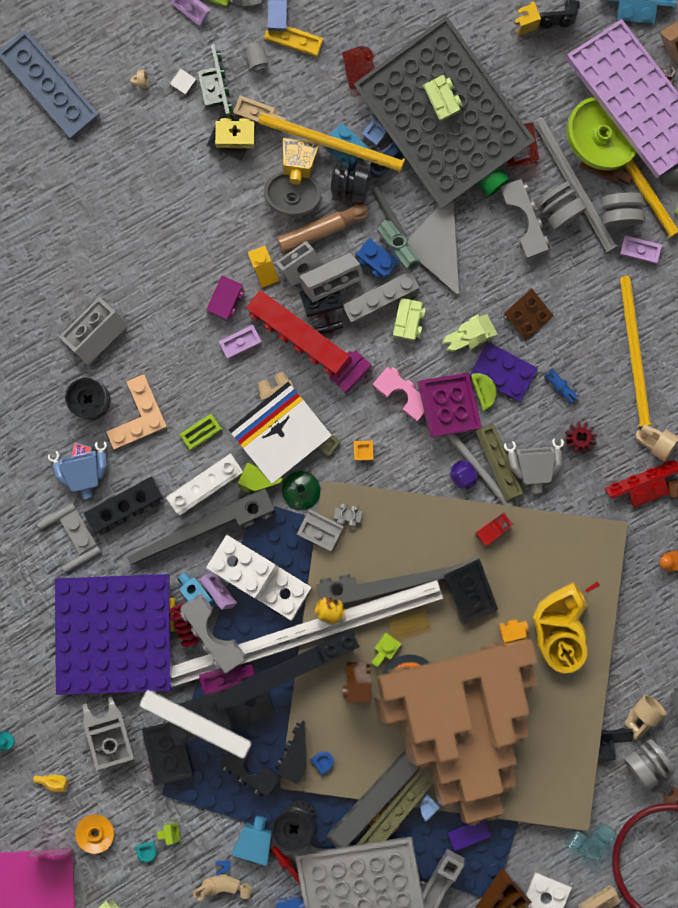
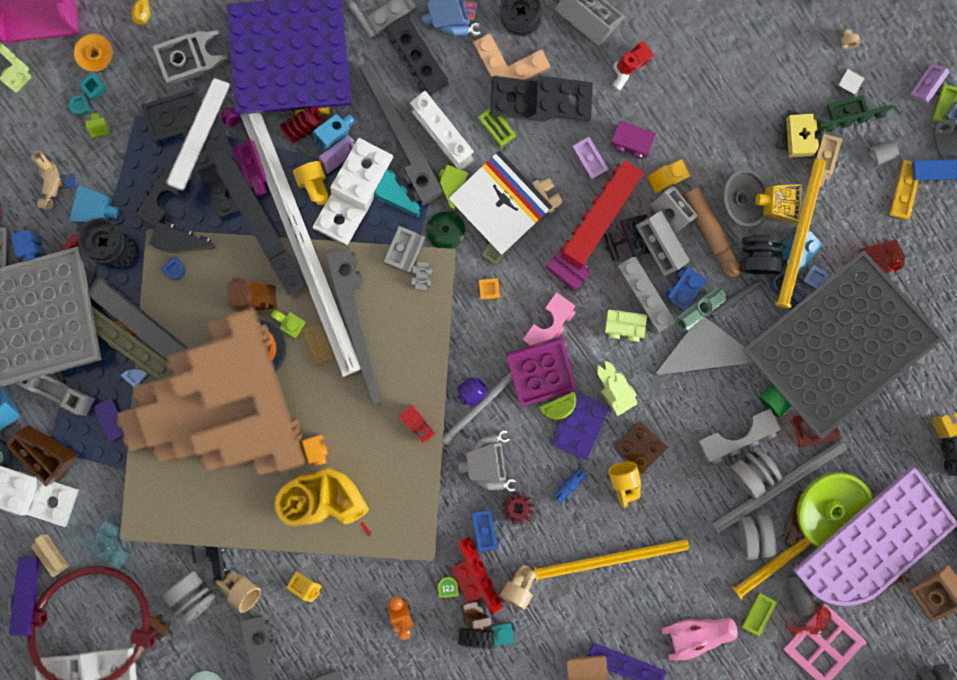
camera: 90 degrees right, 0 degrees up
(128, 836) = (93, 86): none -> teal brick
(141, 284) = (636, 59): none -> red leg
(158, 303) = (621, 79): none -> white arm
(172, 696) = (229, 117): none -> magenta plate
(178, 385) = (541, 98): none -> black bracket
(226, 653) = (274, 162): light grey arch -> none
(241, 617) = (312, 176): none -> yellow piece
(264, 535) = (395, 195): none -> teal slope
(329, 610) = (322, 262): yellow head -> none
(442, 97) = (857, 340): yellowish green brick -> none
(470, 590) = (352, 403): black plate -> none
(499, 462) = (487, 426): olive tile -> none
(558, 331) = (625, 477): none -> yellow piece
(600, 471) = (484, 530): none -> blue plate
(640, 249) = (717, 559): lavender plate -> none
(644, 652) = (304, 587): none -> yellow bracket
(653, 511) = (448, 587): none -> tile

